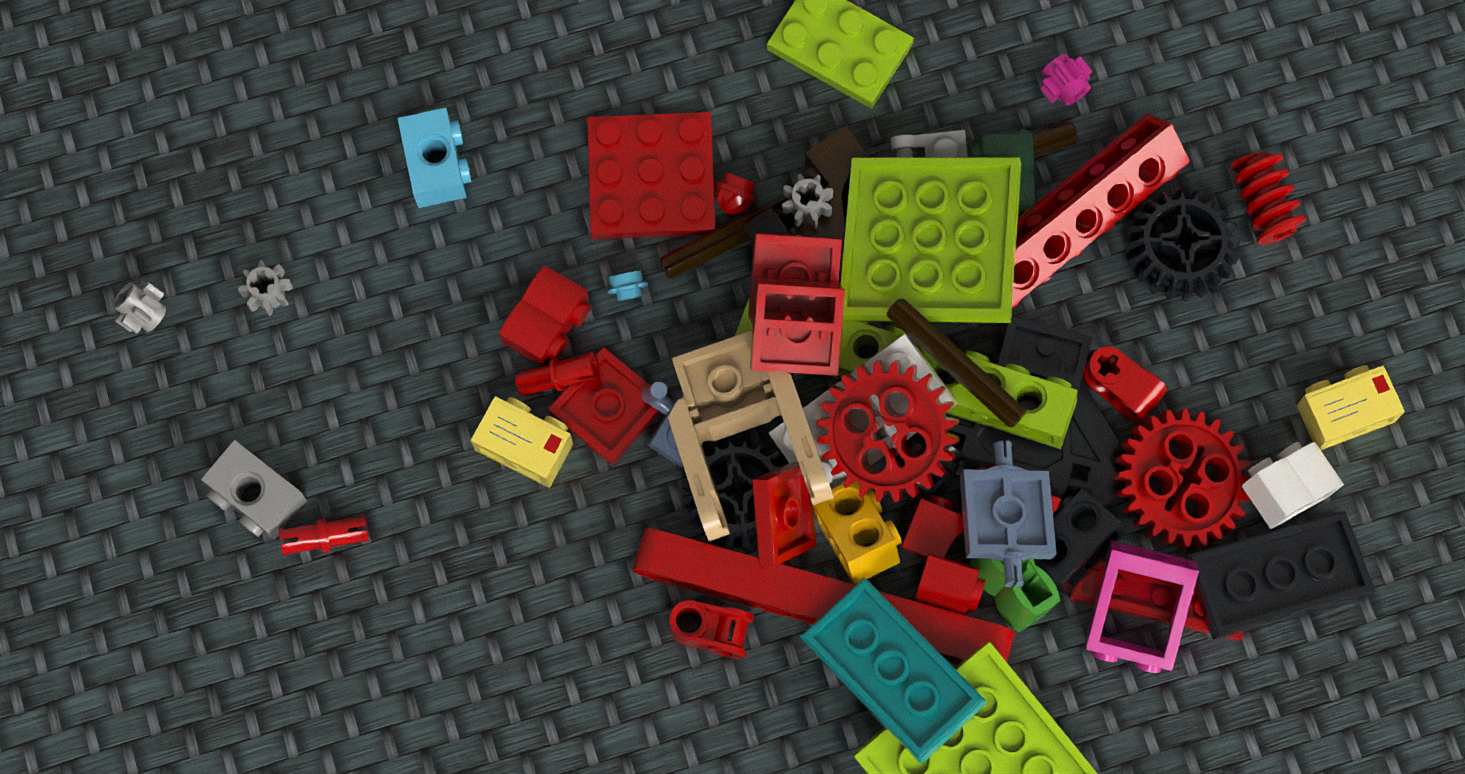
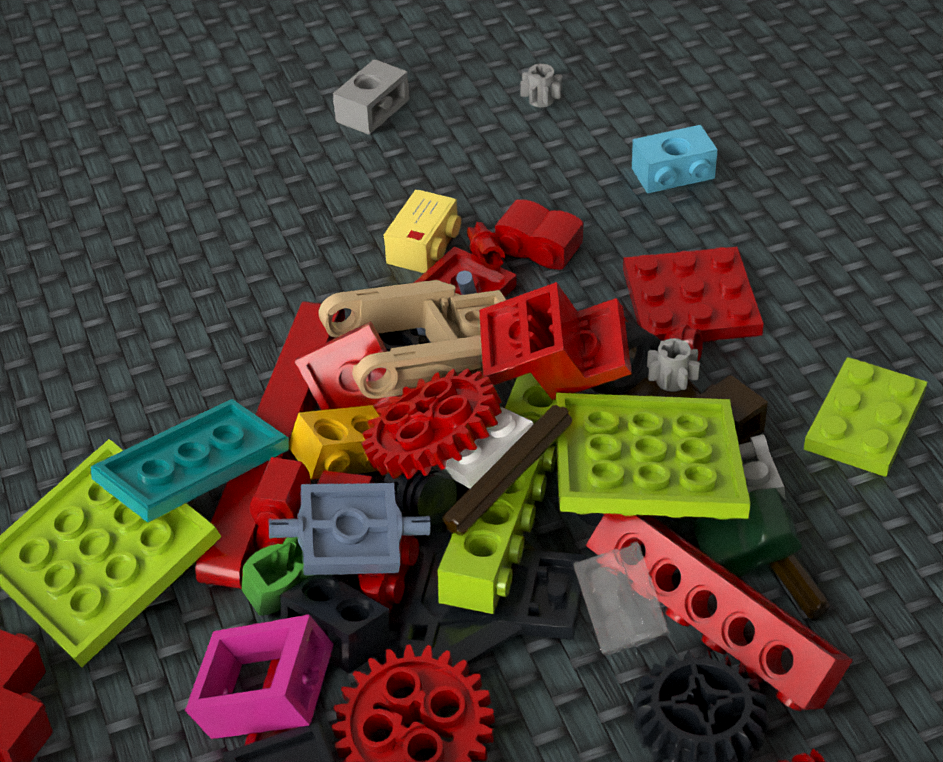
camera: 85 degrees right, 30 degrees down
(139, 307) = (515, 27): light grey gear -> none
(323, 535) = (336, 137): red pin -> none
(627, 285) = (578, 284): medium azure plate -> none
(713, 629) = (250, 357): red piece -> none
(1066, 79) = (876, 590): dark pink gear -> none
(1067, 291) = (621, 599): none -> clear plate
(1126, 386) = (523, 662): red piece -> none

